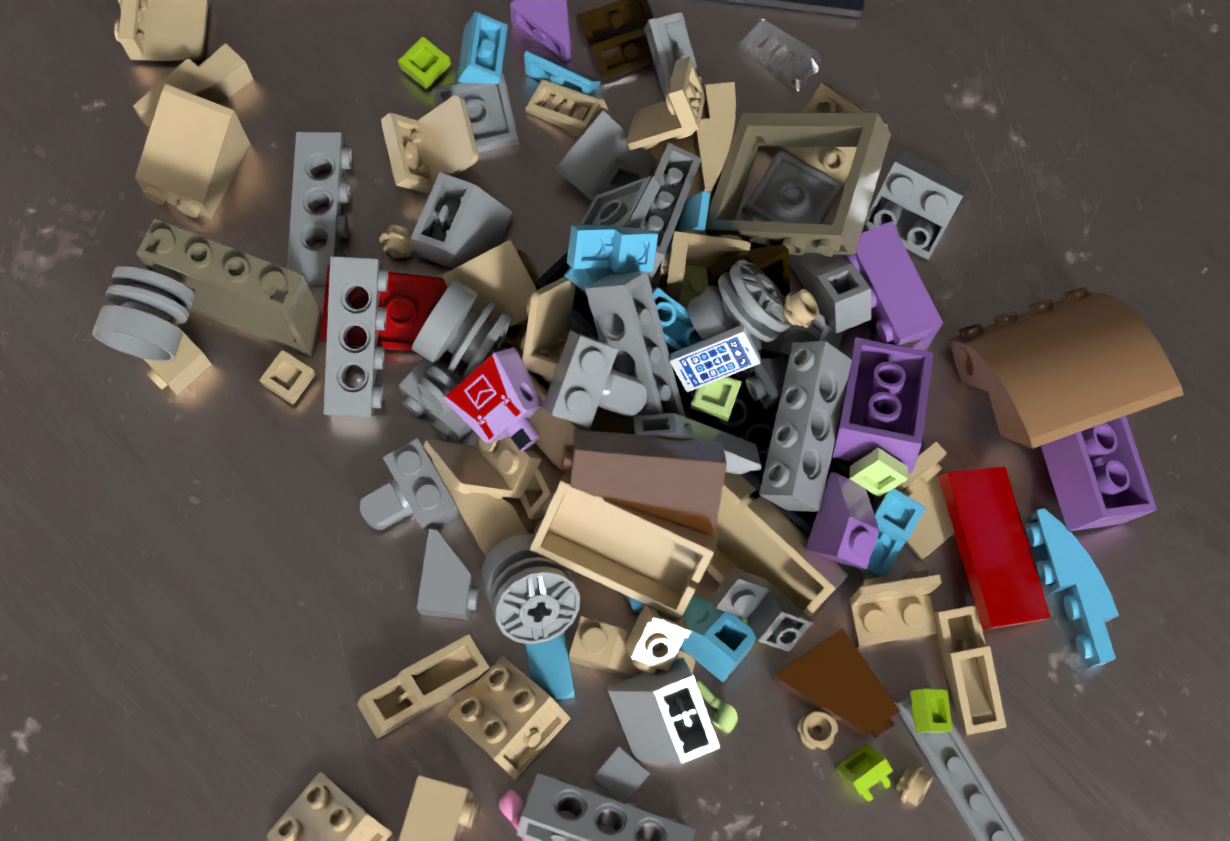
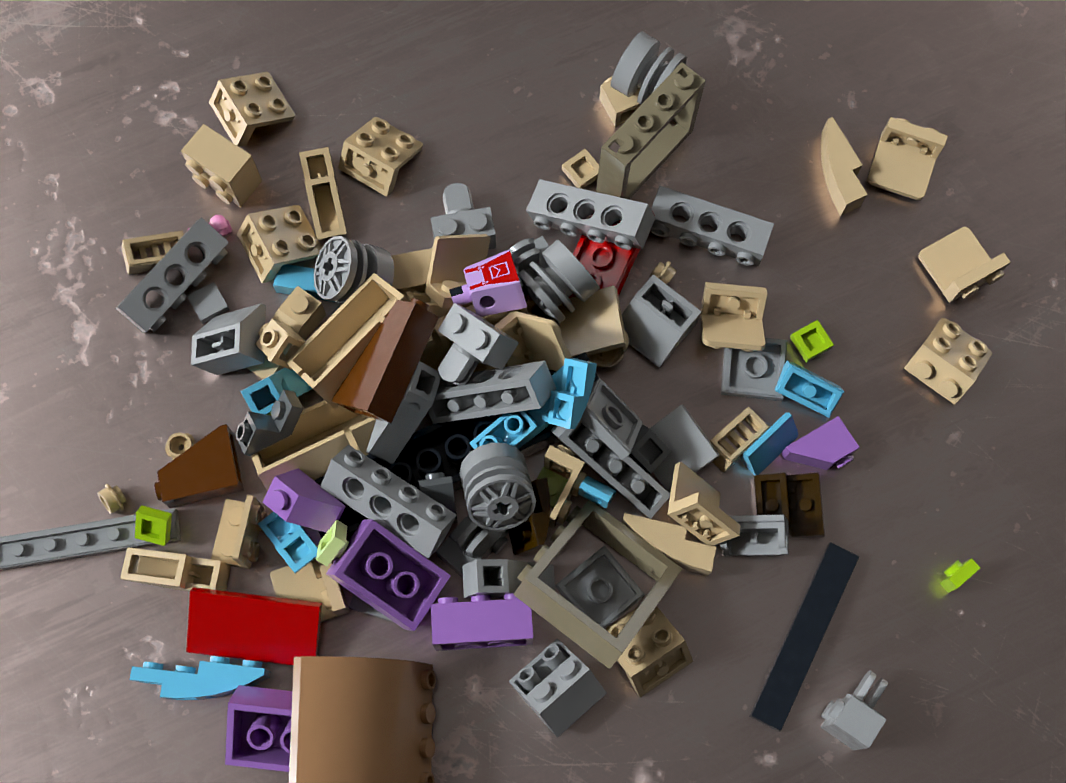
camera: 110 degrees right, 0 degrees up
(191, 153) = (780, 148): tan slope -> none
(345, 634) = (377, 154): none -> tan bracket
(445, 582) = (390, 228): light grey slope -> none
(715, 358) = (464, 449): tile -> none
(717, 397) = (444, 450): yellowish green tile -> none
(726, 715) = (219, 388): yellowish green hand -> none
(797, 70) = (715, 639): clear slope -> none
(800, 308) = (479, 528): tan plate -> none
(864, 770) = (136, 465): lime tile -> none

